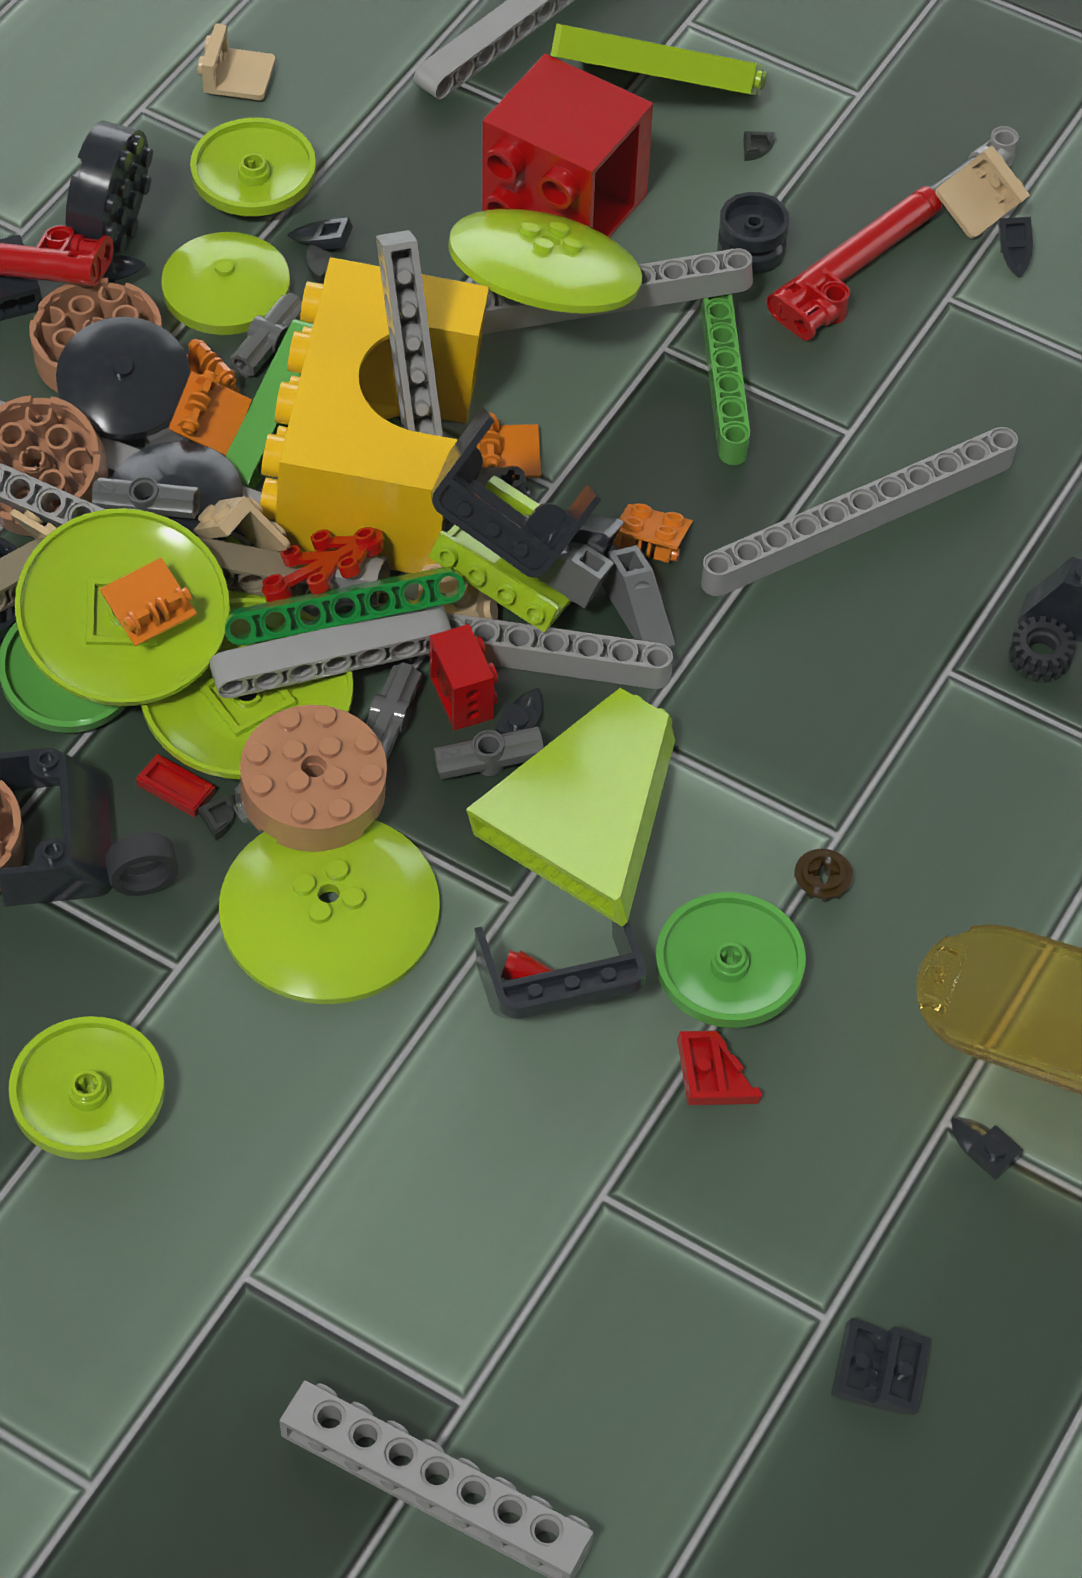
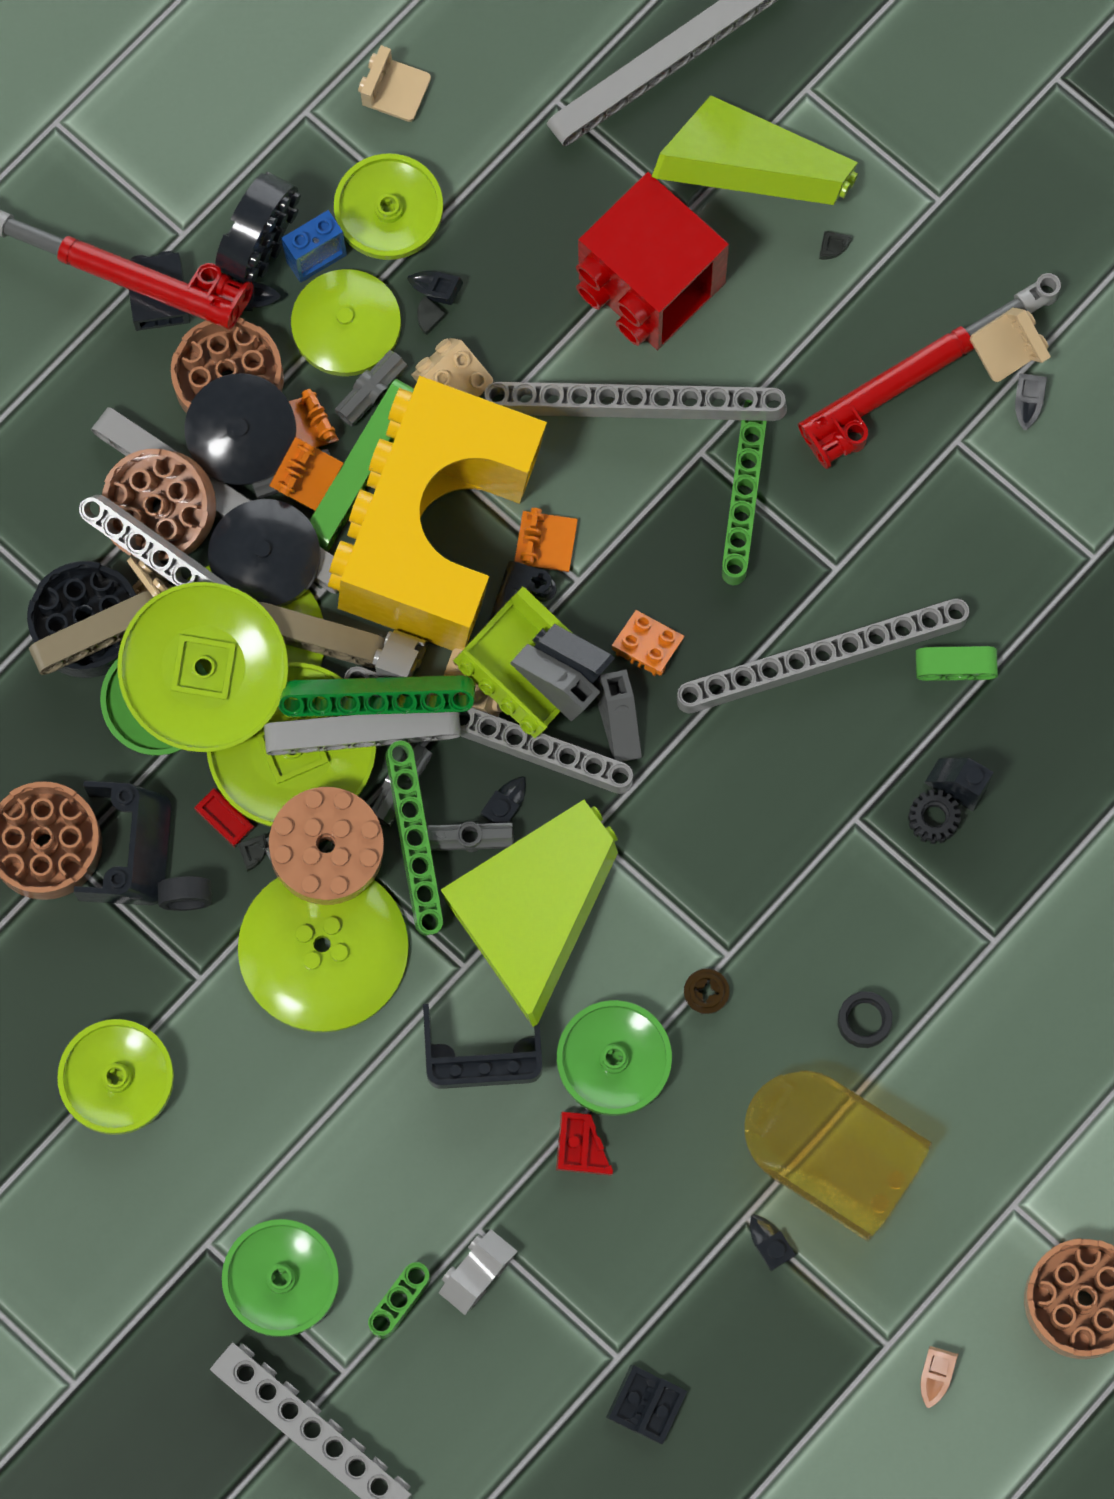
camera: 15 degrees right, 20 degrees up
(148, 601) = (222, 670): orange hinge -> none
(164, 499) = (253, 568): dark grey piece -> none
(176, 205) = (314, 246): none -> blue window
(247, 517) = (299, 594): tan bracket -> none
(323, 564) = (400, 638): red plant -> none
(353, 1291) = (280, 1278): none -> bright green dish
(409, 332) = (468, 484): light grey brick -> none
(418, 772) = (416, 824): none -> bright green beam
(463, 676) = (460, 762): red piece -> none
(519, 1311) = (404, 1286): none -> bright green beam
(522, 965) = (460, 1036): red cone -> none
(523, 542) = (509, 657): black windscreen -> none
(545, 261) = (598, 412): lime dish -> none
(621, 1228) = (477, 1271): none -> light grey brick
(756, 225) = (816, 347): black wheel -> none
(1017, 495) = (956, 663): none -> bright green beam
(1023, 894) = (869, 998): none -> black tyre

